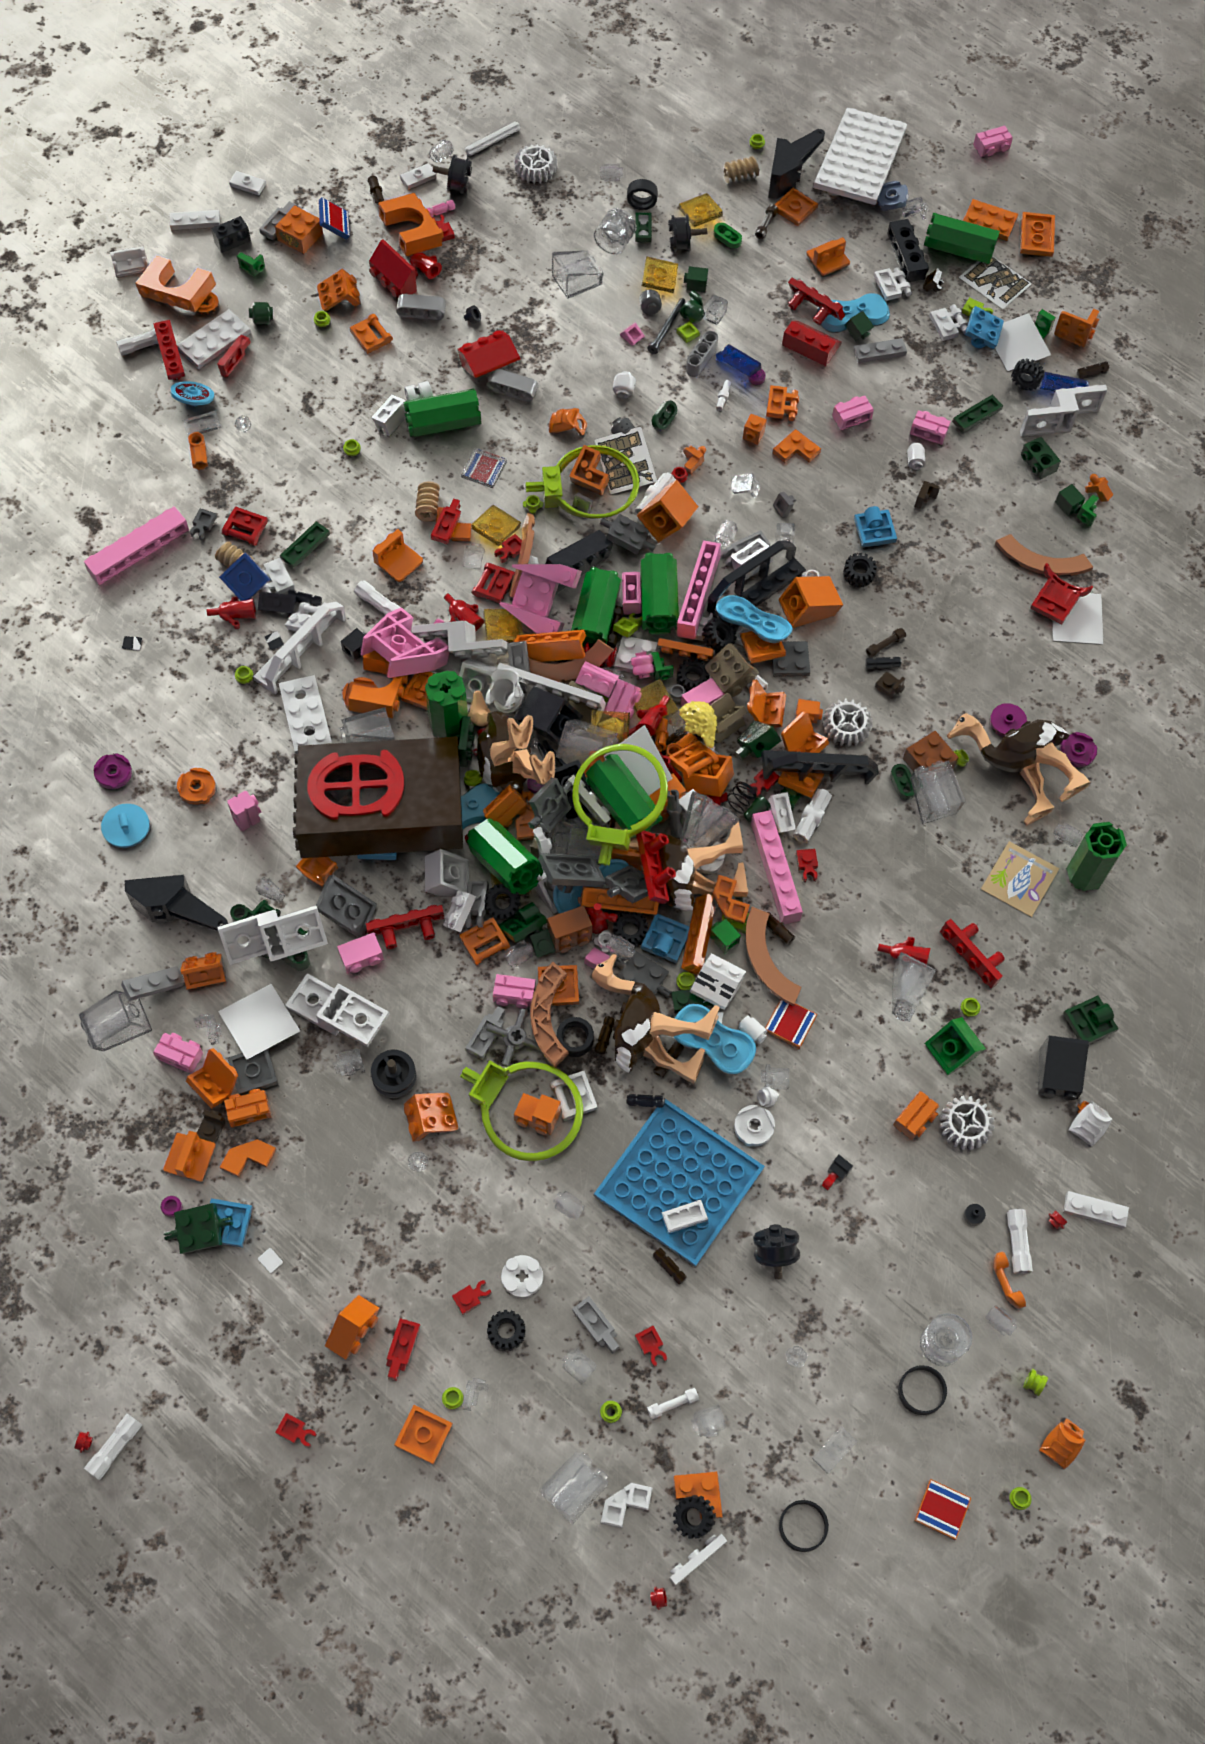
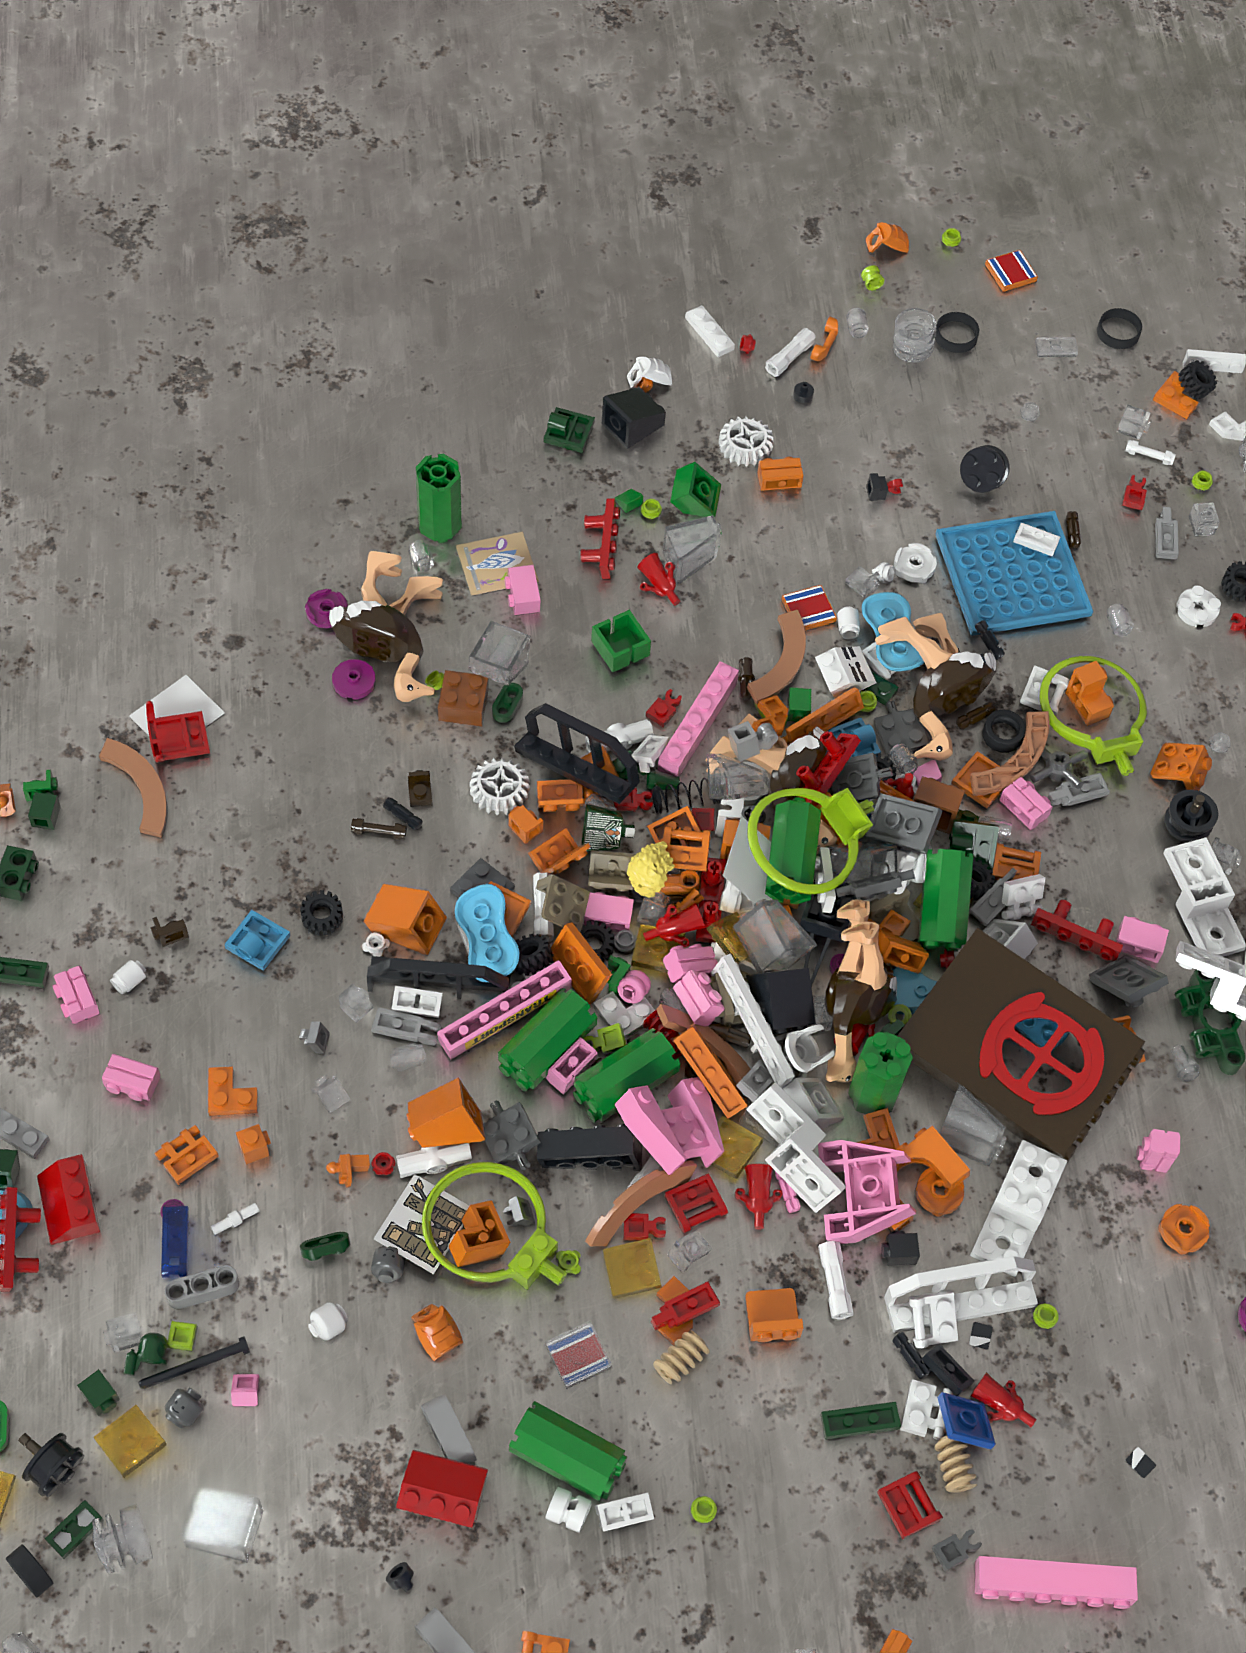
camera: 140 degrees left, 5 degrees down
(719, 842) = (748, 743): none -> light grey brick
(880, 877) = (625, 642): none -> green piece
(979, 865) = (524, 590): none -> bright pink brick
(992, 1002) = (629, 500): none -> green slope

